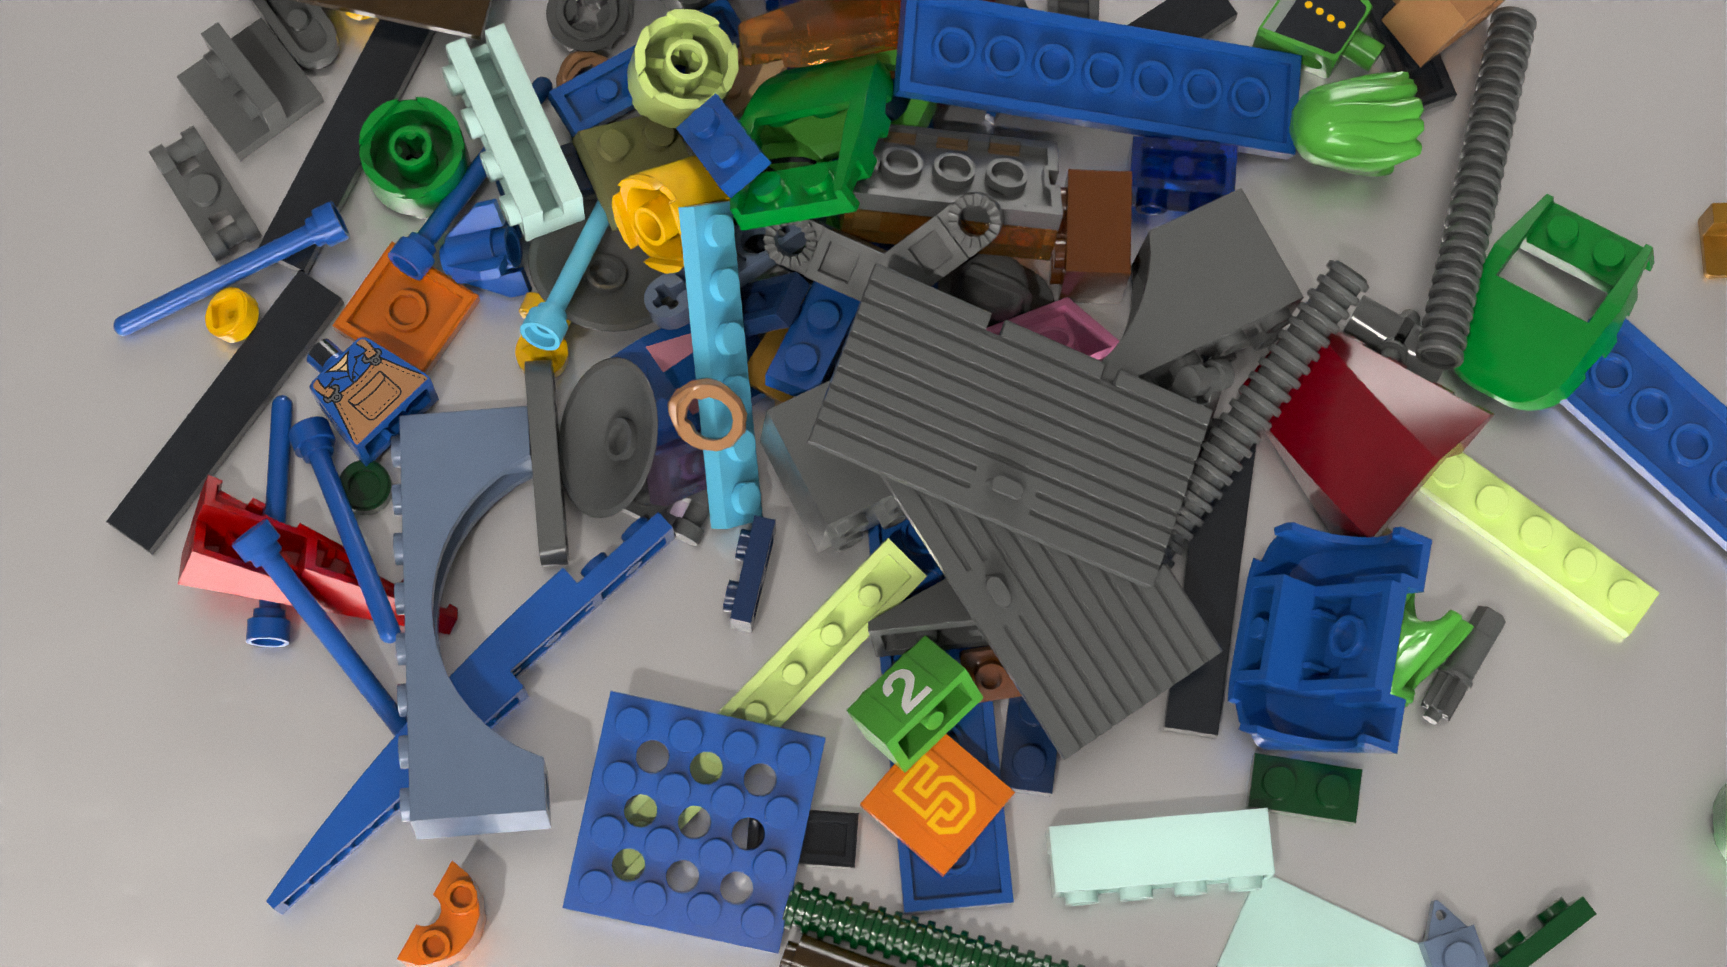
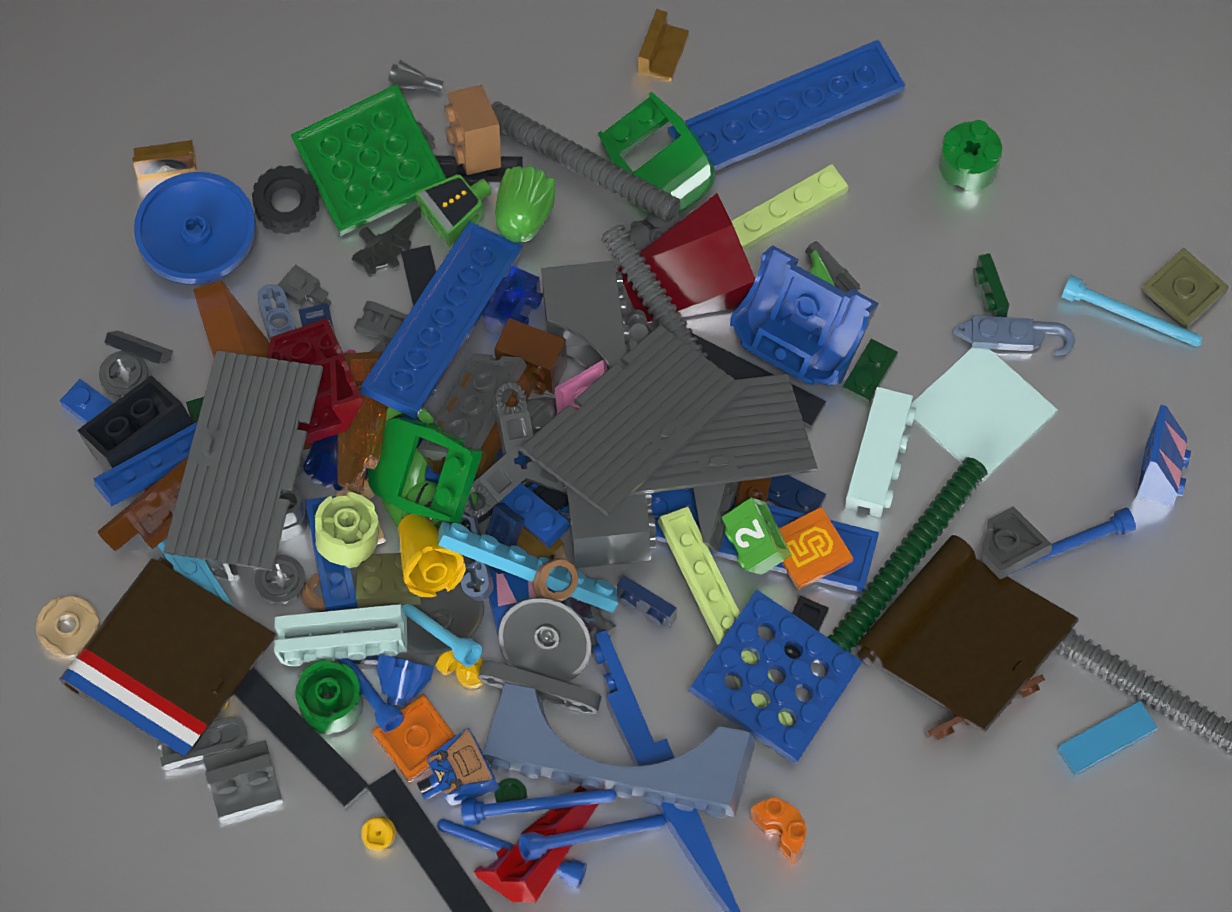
camera: 65 degrees left, 10 degrees down
(205, 194) = (297, 826): dark grey plate -> none
(322, 228) = (350, 762): blue piece -> none
(723, 145) = (408, 514): blue plate -> none

